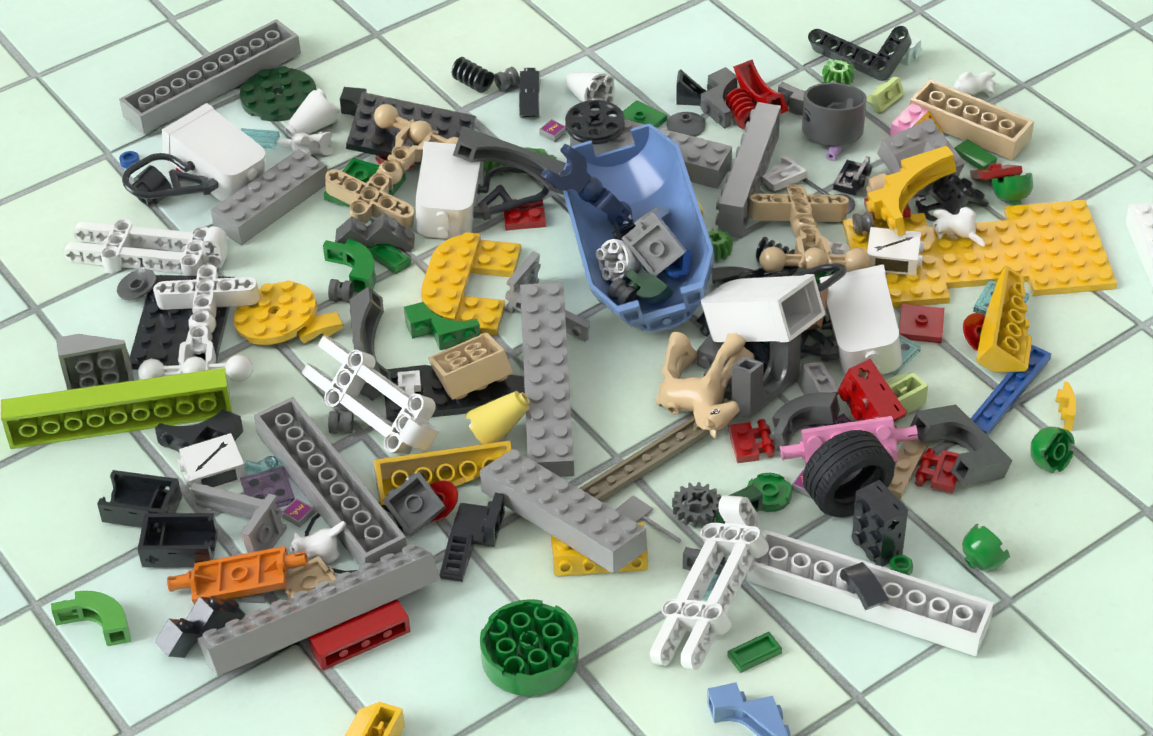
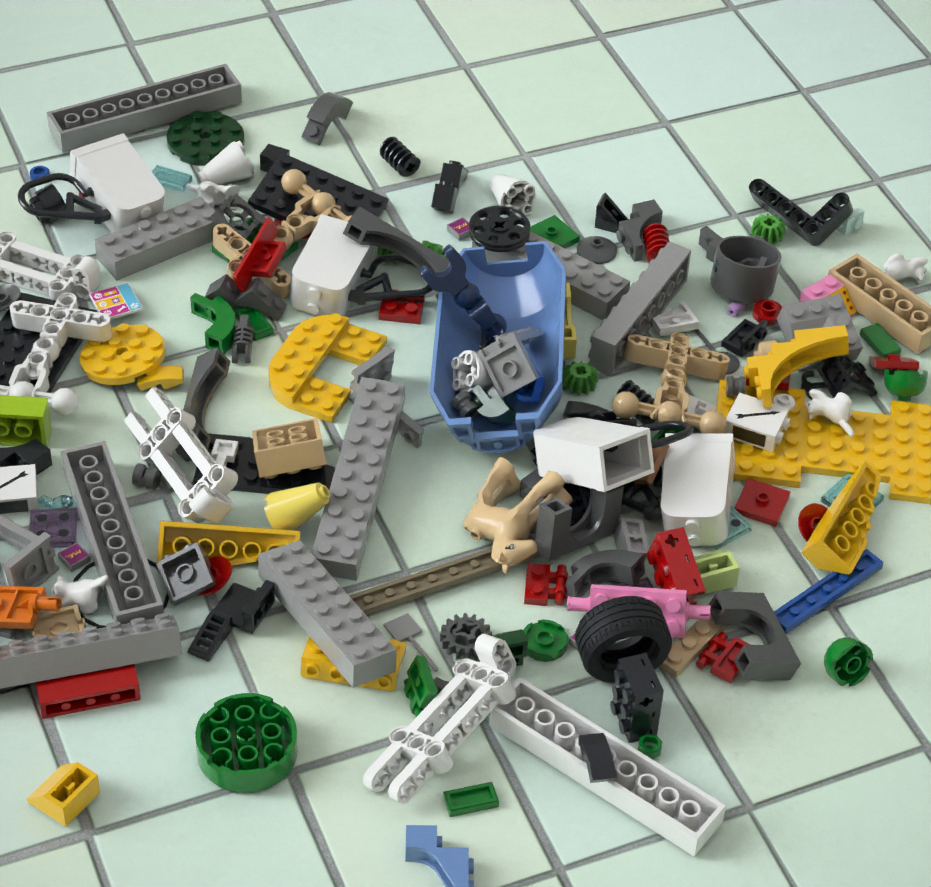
camera: 10 degrees right, 0 degrees up
(250, 263) = (116, 301): none -> piece
(340, 289) = (193, 345): dark grey wheel -> none
(348, 152) = (236, 201): none -> dark grey piece
(381, 193) = (261, 256): none -> red bracket
(385, 50) = (322, 113): none -> dark grey arch
(386, 275) = (243, 340): none -> dark grey hinge
(447, 332) = (282, 409): green arch -> none
(507, 78) = (432, 167): dark grey wheel -> none
(673, 559) = (419, 685): none -> green plate
(755, 86) = (677, 226): red arch -> none
(865, 147) = (766, 310): none -> red plate
(886, 94) = (810, 260): yellowish green tile -> none
(913, 225) = (784, 400): none -> white plate
(983, 549) = (737, 748): green cylinder -> none
(1067, 405) = (880, 619): yellow slope -> none

